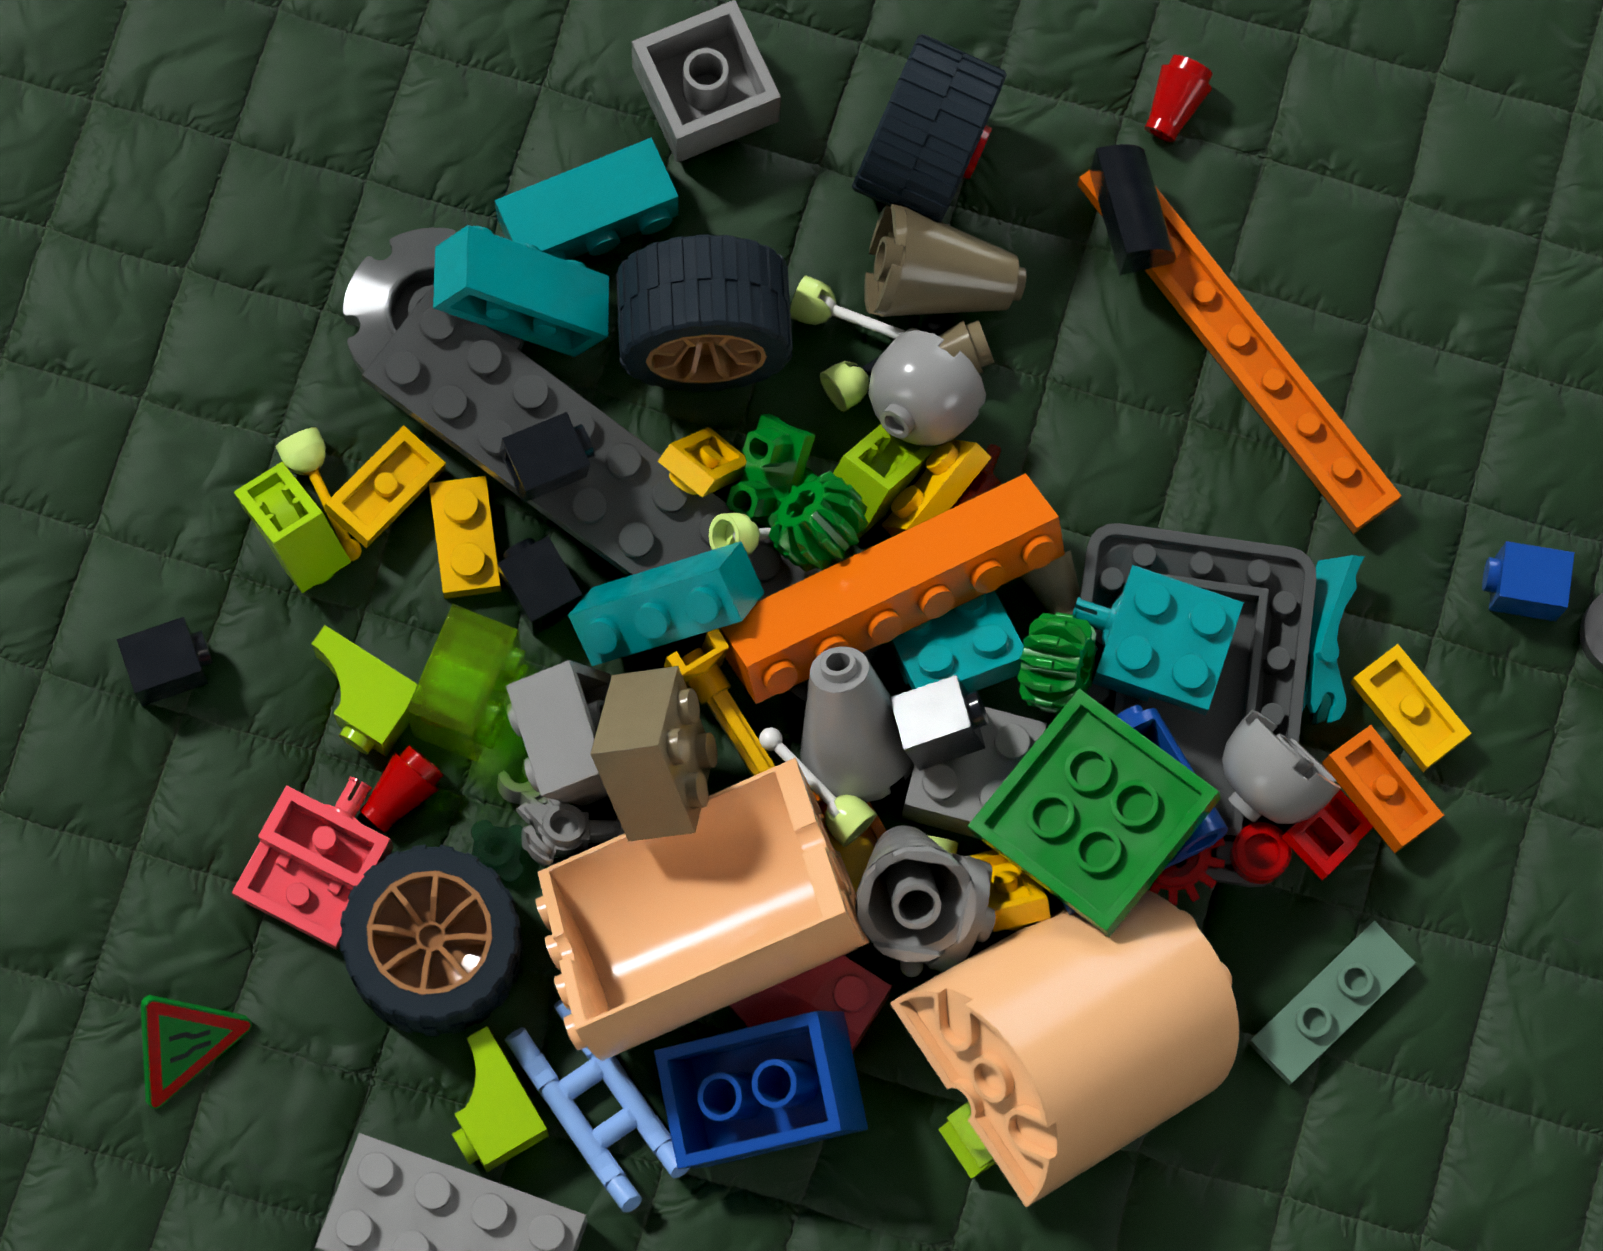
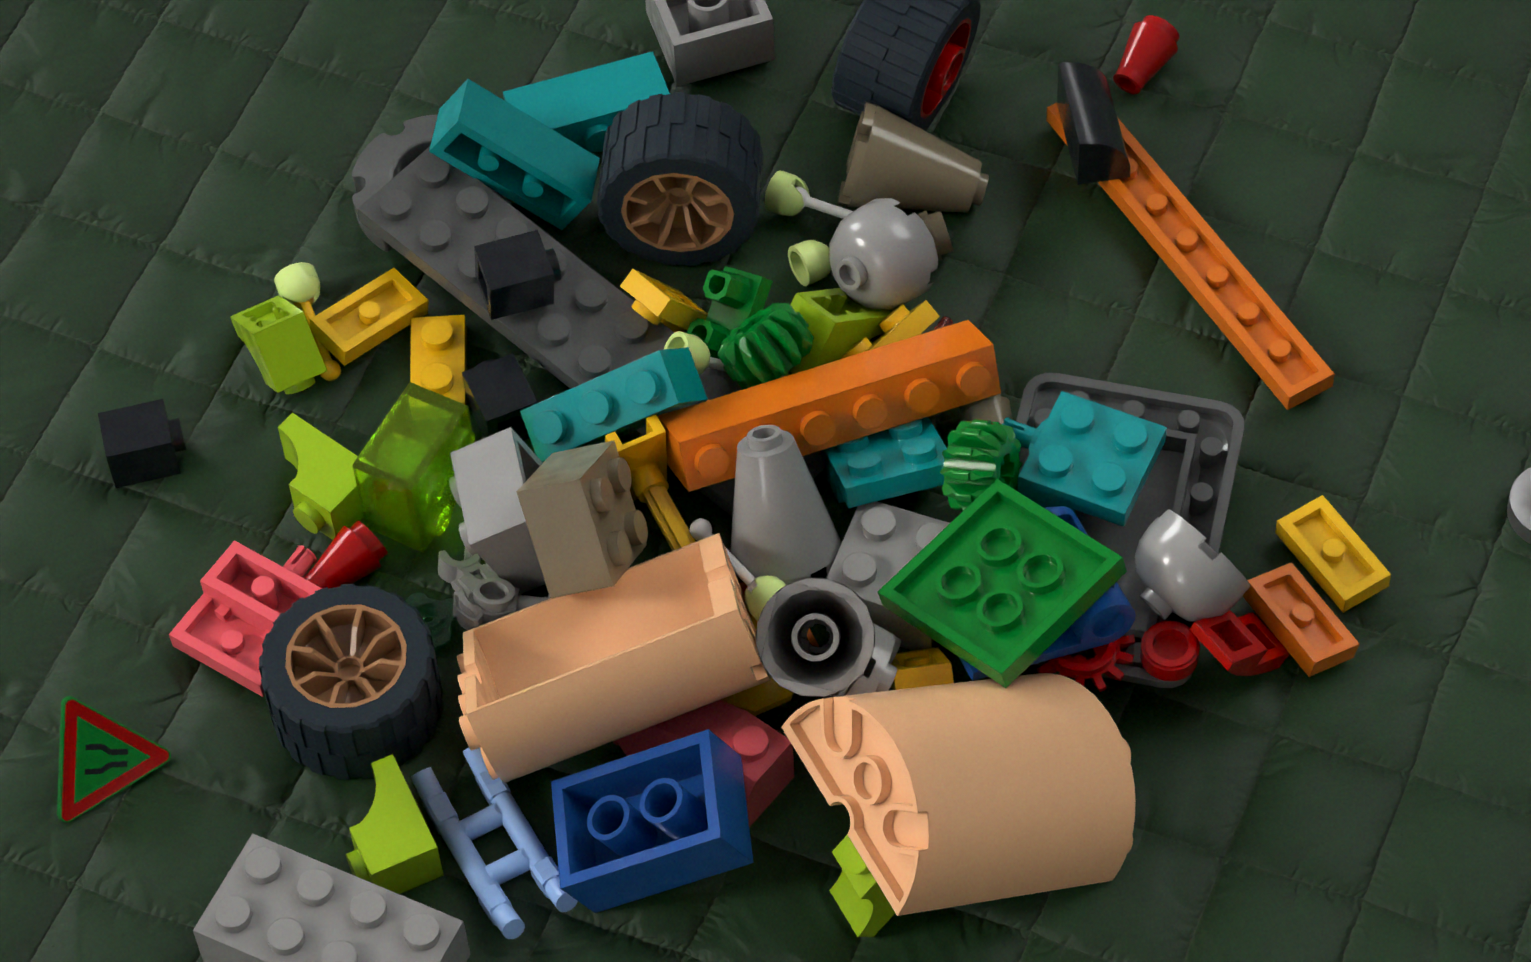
camera: 15 degrees right, 20 degrees down
(939, 722) = (861, 506): brick -> none
(1323, 682) = (1245, 514): teal arm -> none
(1331, 1003) = (1236, 806): sand green plate -> none
(1529, 581) = (1455, 452): blue brick -> none

